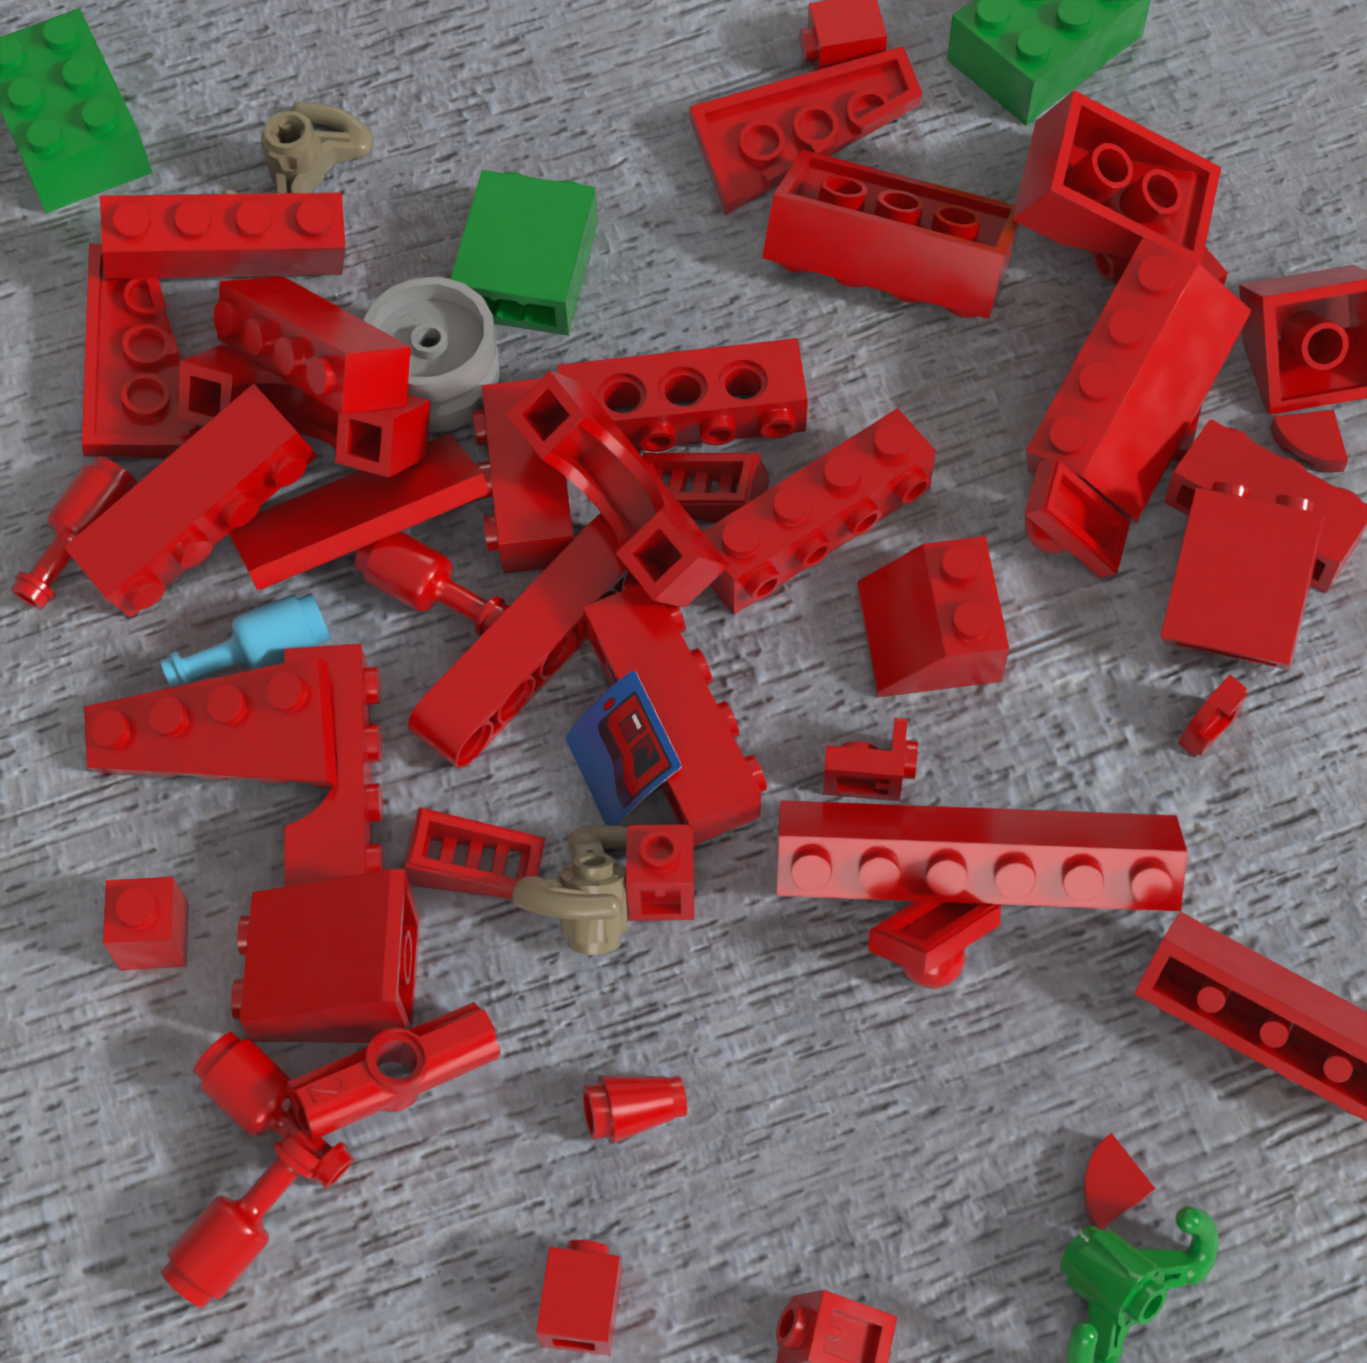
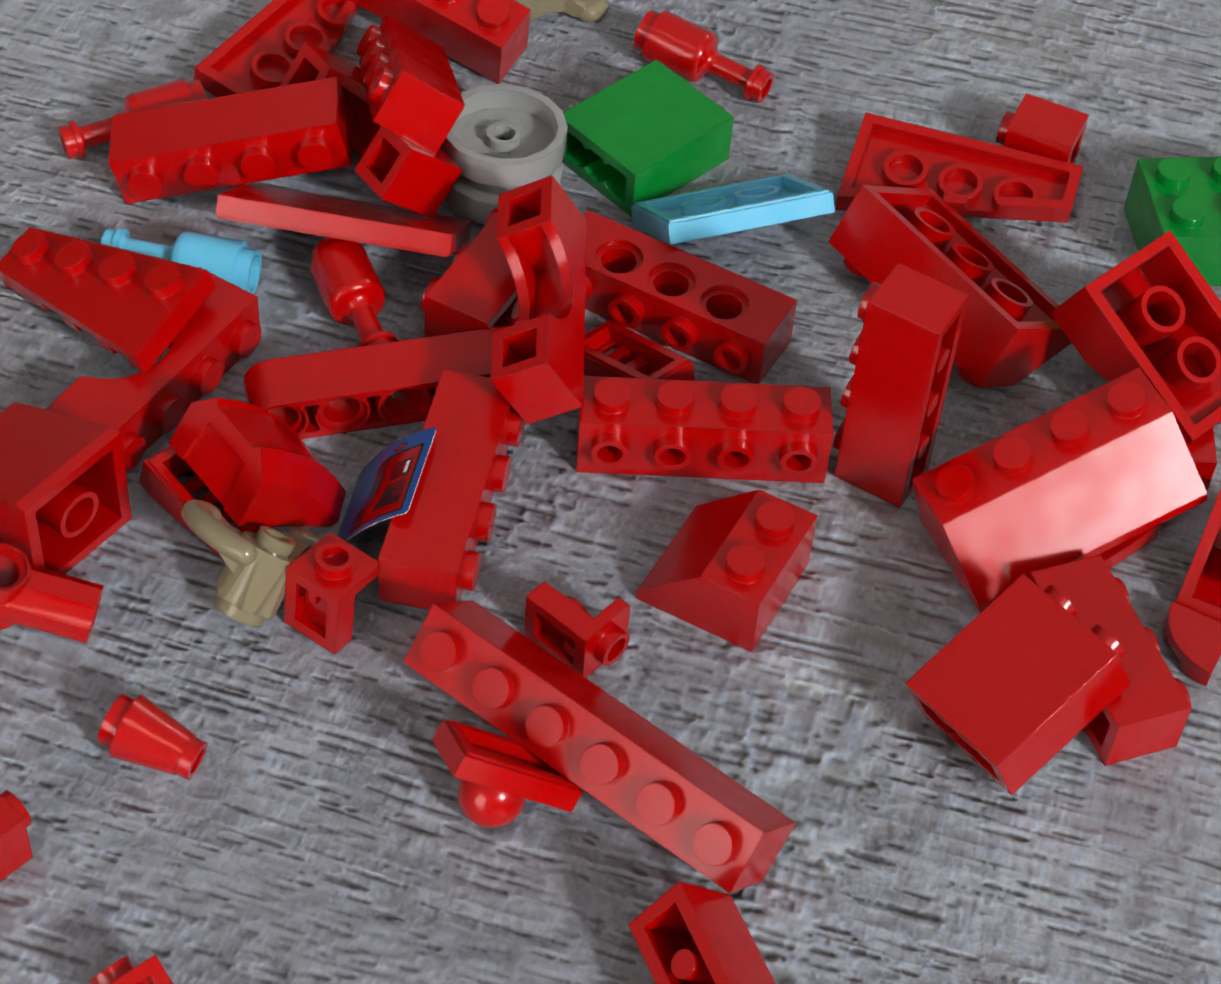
camera: 30 degrees right, 15 degrees down
(487, 135) = (693, 53): none -> red piece
(507, 807) = (257, 465): none -> red slope
(662, 280) = (731, 208): none -> medium azure tile
(974, 376) = (898, 382): none -> red brick
(1073, 518) = (914, 559): red tile -> none
(1214, 717) = (906, 781): red tile -> none

